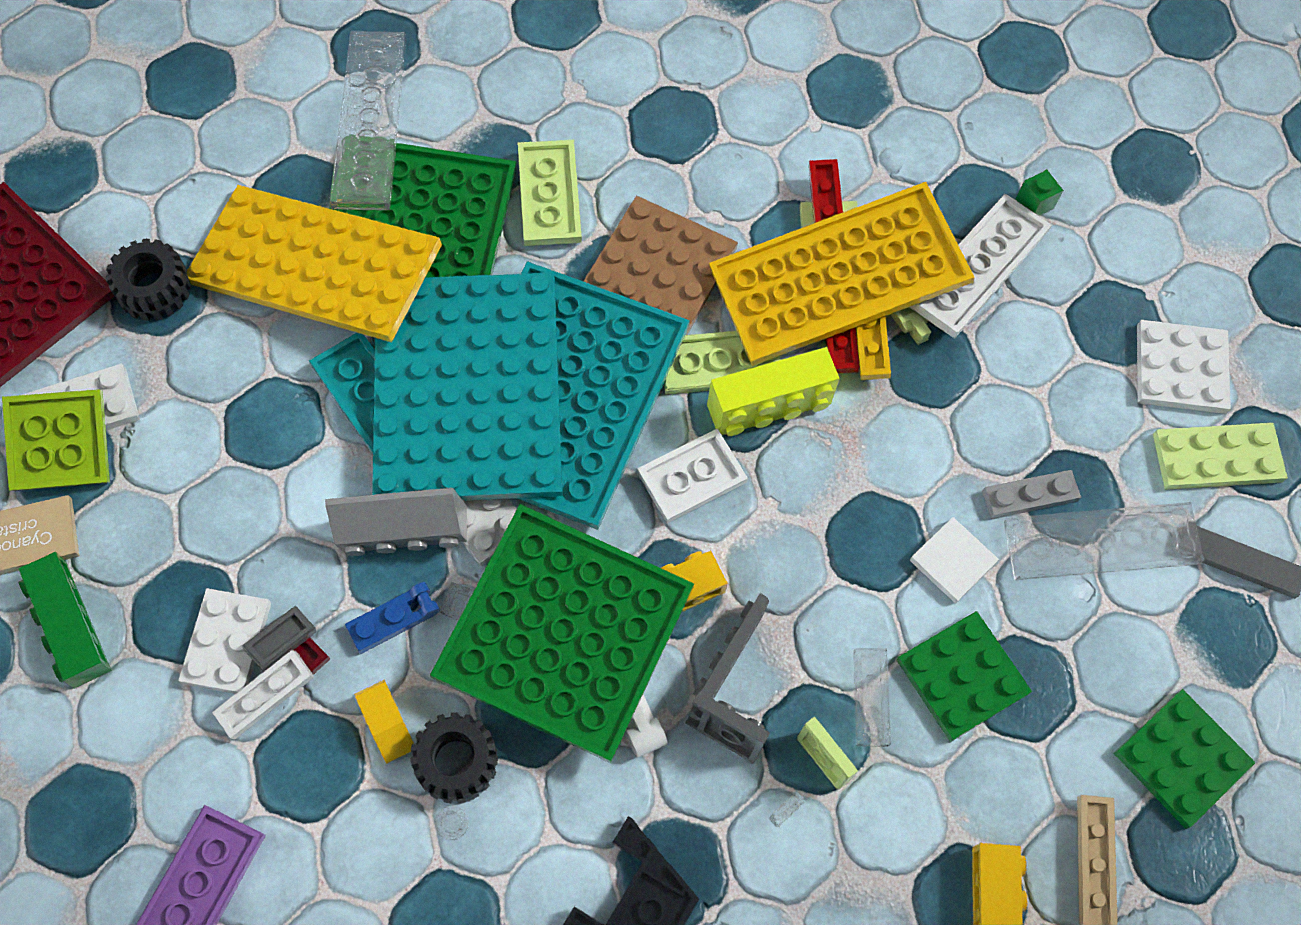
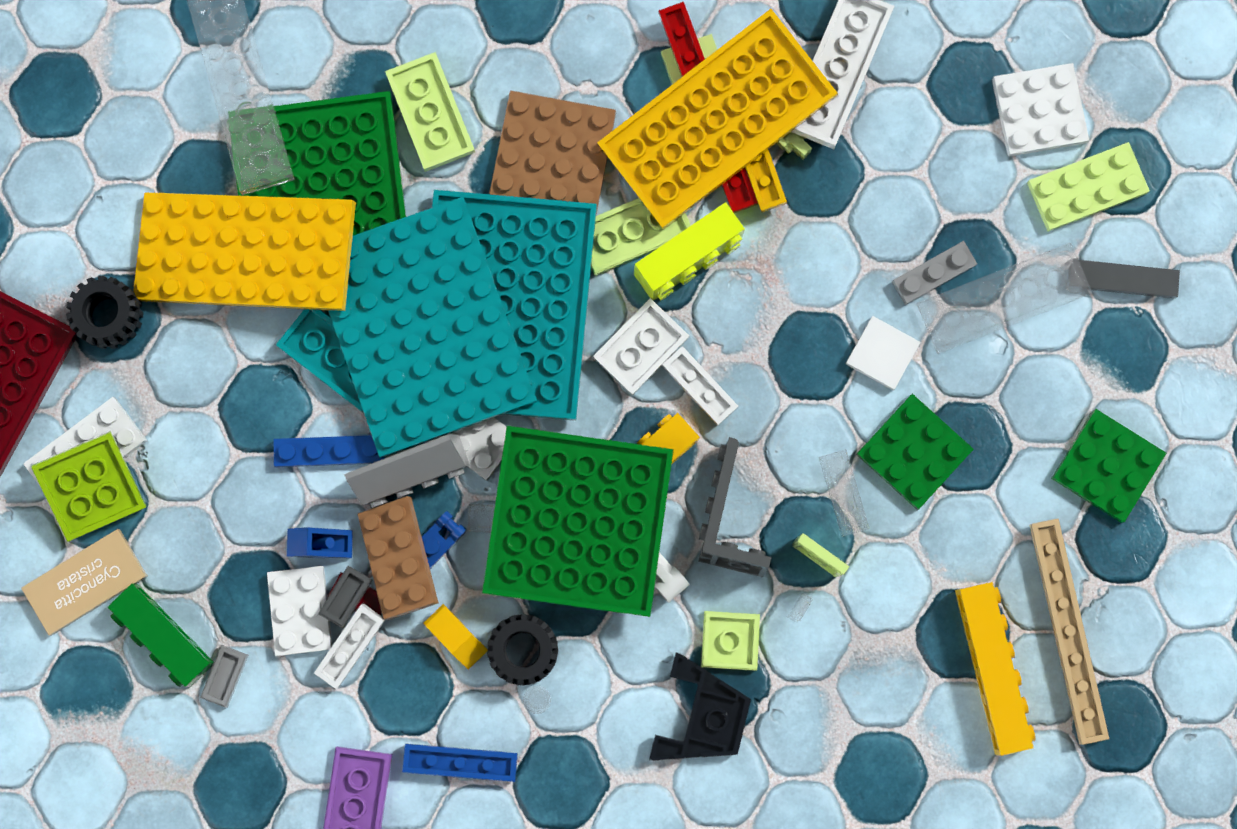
camera: 15 degrees left, 15 degrees up
(114, 687) = (224, 676): none -> light grey tile
(274, 573) = (319, 543): none -> blue slope
(311, 480) = (325, 451): none -> blue plate
(338, 867) = (460, 762): none -> blue plate
(352, 615) = (397, 558): none -> medium nougat plate
(695, 824) = (730, 640): none -> yellowish green tile
(744, 534) = (700, 385): none -> white plate

